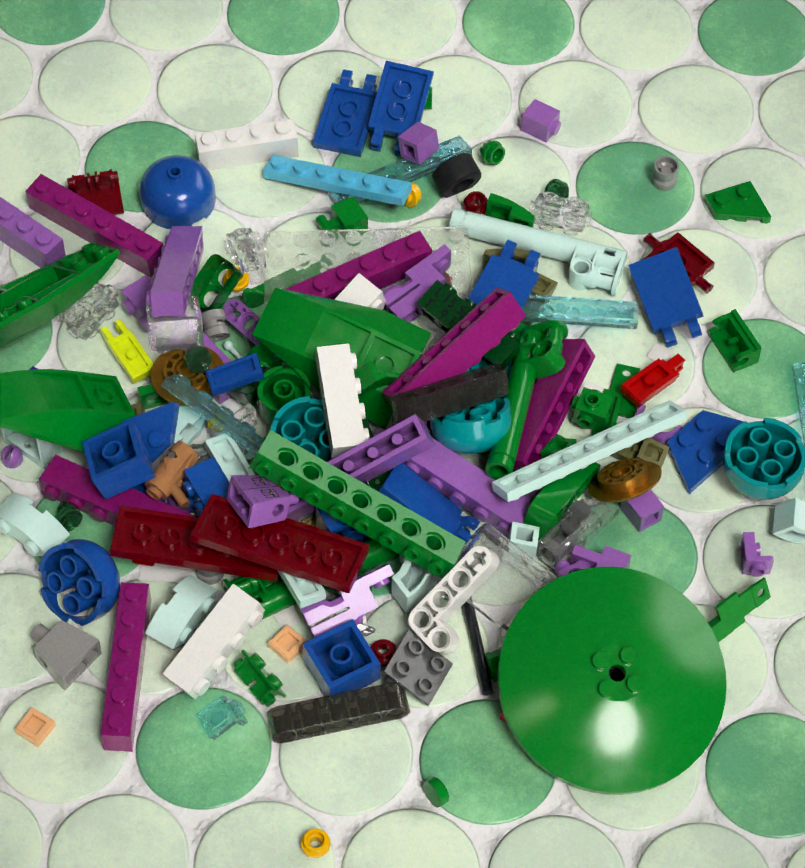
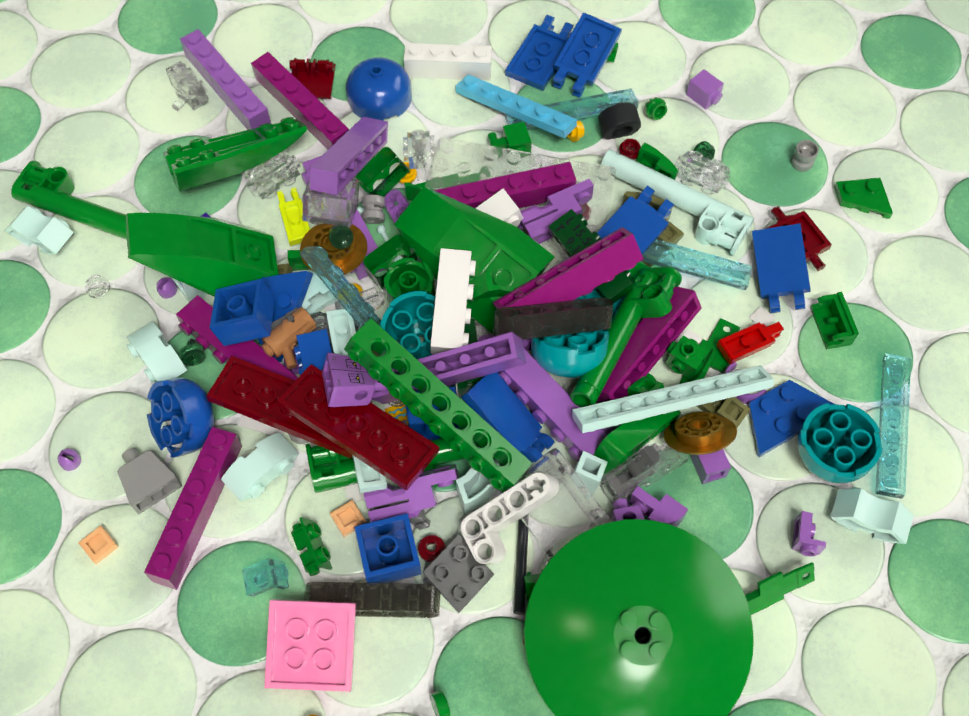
camera: 15 degrees right, 5 degrees up
(214, 642) = (276, 504): white brick -> none
(234, 374) = (369, 257): blue tile -> none
(291, 764) = (310, 645): none -> bright pink plate
(418, 143) = (593, 87): medium lavender brick -> none

